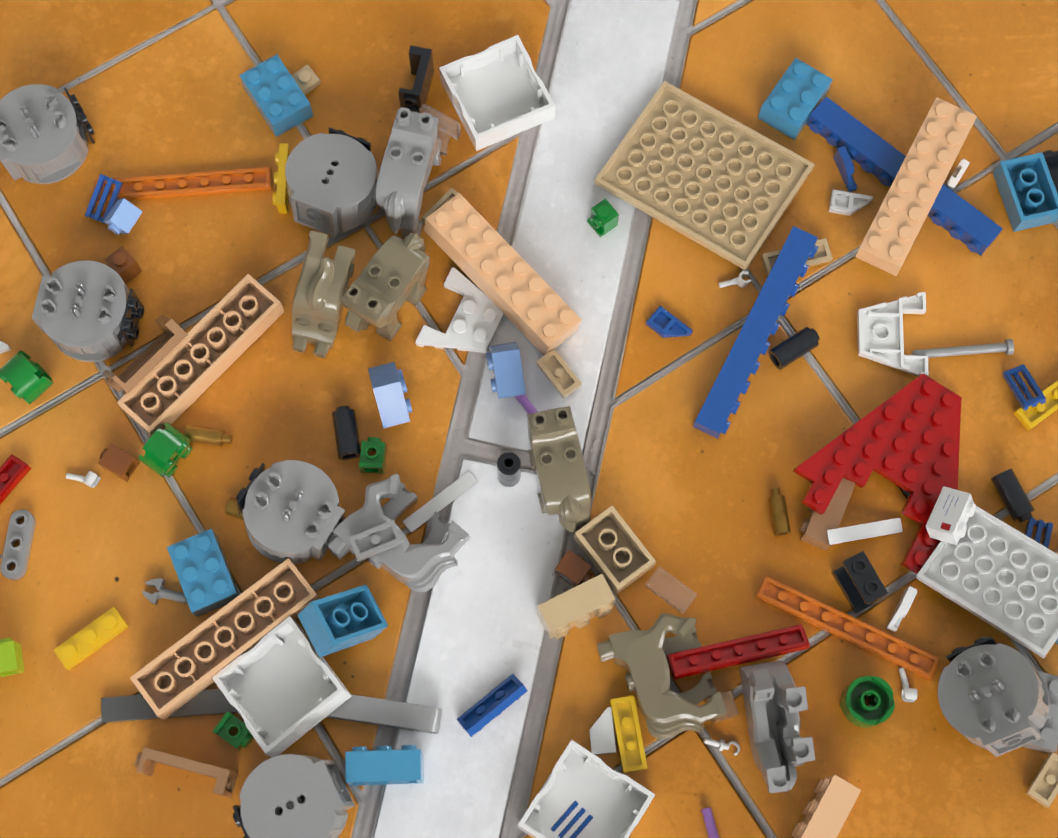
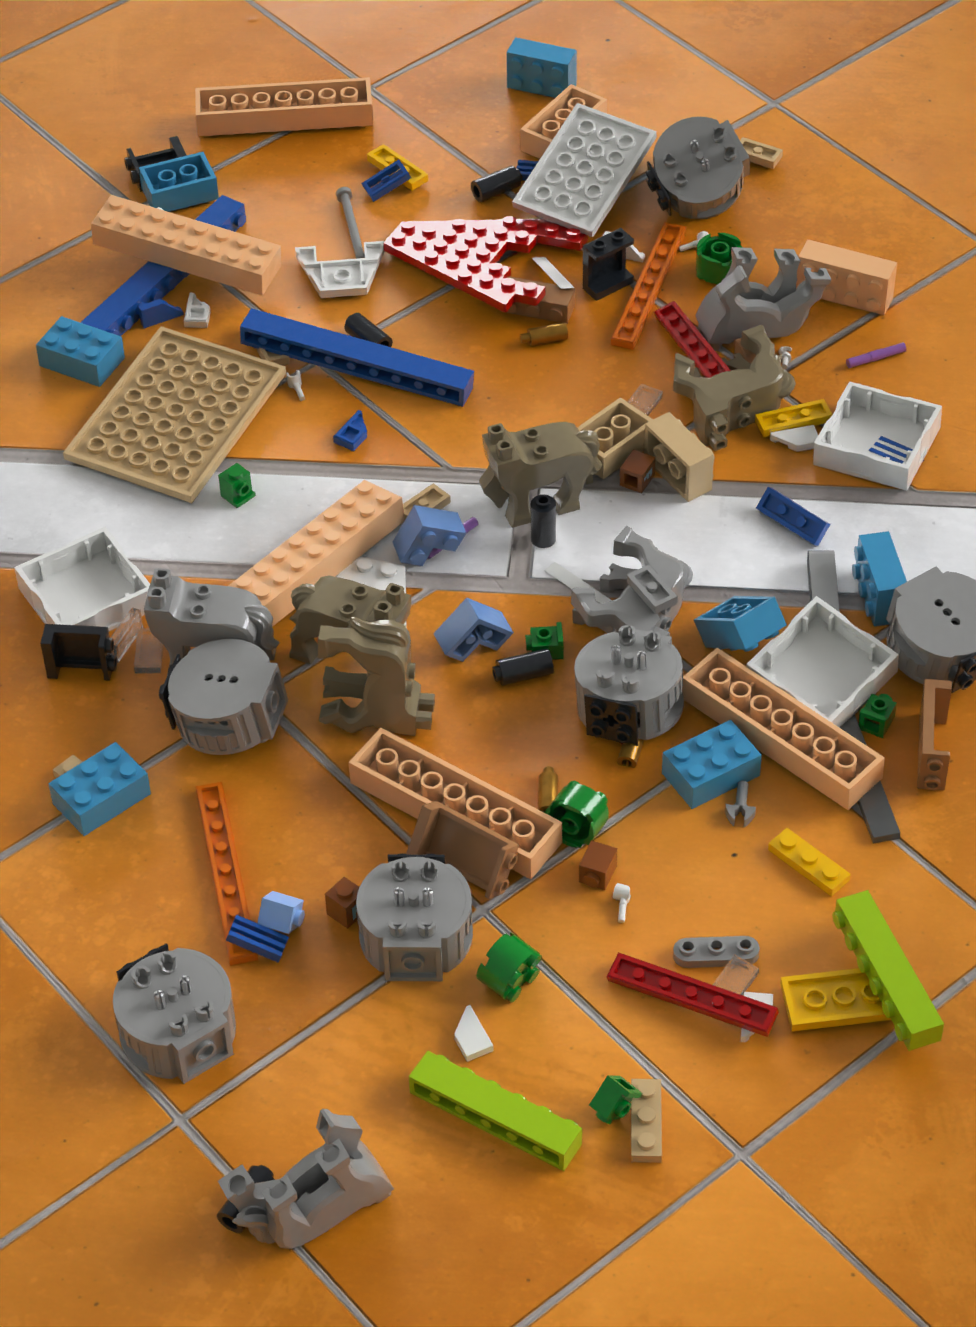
camera: 95 degrees left, 25 degrees down
(281, 197) = (211, 767): yellow plate -> none
(950, 515) = (530, 206): white brick -> none

